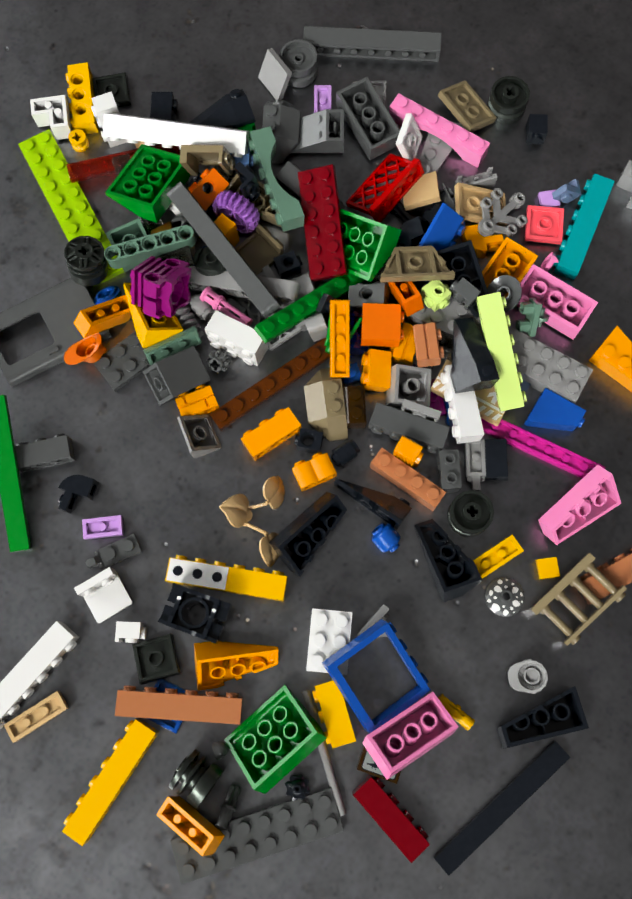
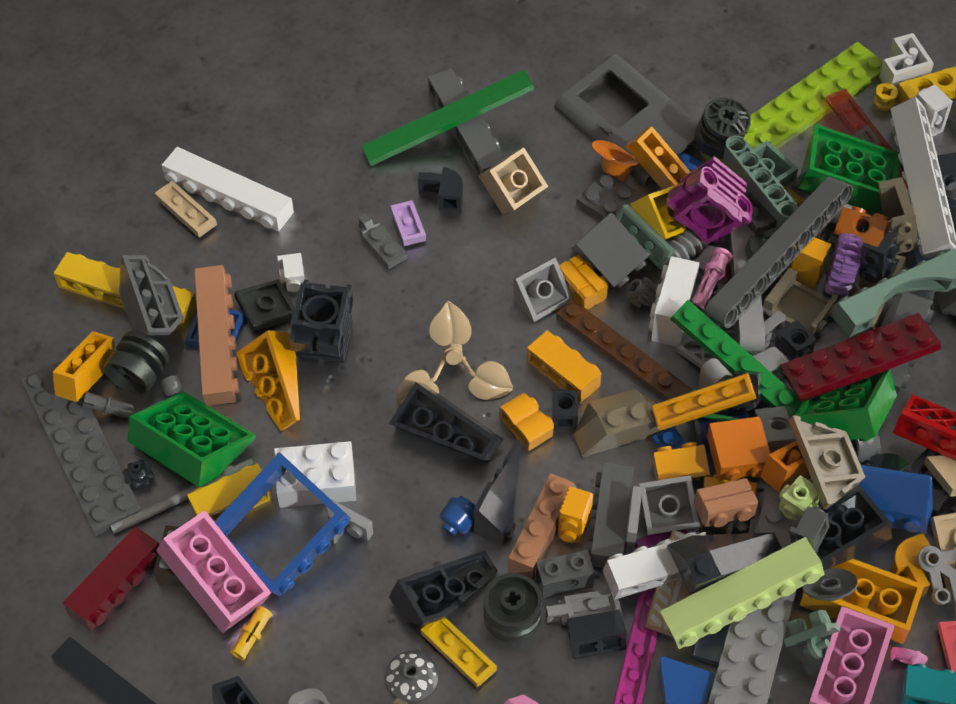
camera: 75 degrees right, 20 degrees down
(89, 433) = (513, 181): none -> tan brick
(104, 594) = (332, 239): white bracket -> none
(140, 760) = (148, 297): none -> dark grey wedge
(226, 579) = (372, 357): brick -> none
(345, 452) = (560, 451): black brick -> none
(355, 407) = (624, 449): dark brown brick -> none

